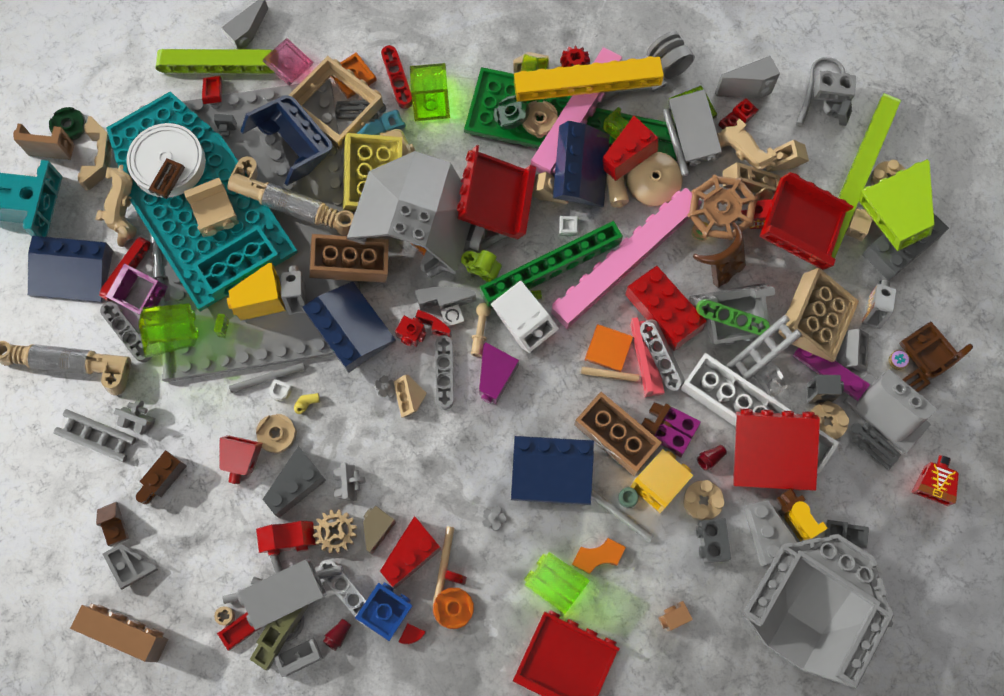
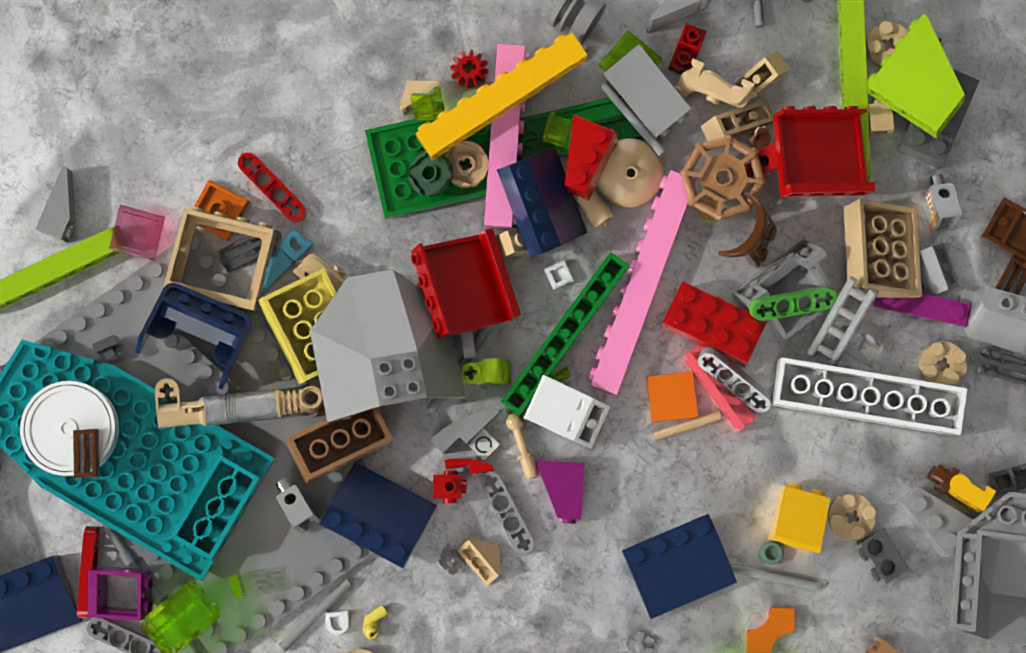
camera: 25 degrees left, 10 degrees up
(116, 205) = (38, 502): tan animal -> none
(211, 207) = (154, 459): tan panel -> none
(212, 90) = (66, 310): red tile -> none
(257, 294) = (261, 533): yellow slope -> none
(429, 92) = (321, 189): clear neon green slope -> none
(617, 433) = (729, 491): medium nougat brick -> none
(671, 427) = (773, 456): magenta hips -> none
(711, 457) = (838, 466): dark red cone -> none
(776, 449) = (905, 429): red panel -> none
(824, 388) = (925, 333): dark grey brick -> none
(899, 359) = (988, 256): tile -> none

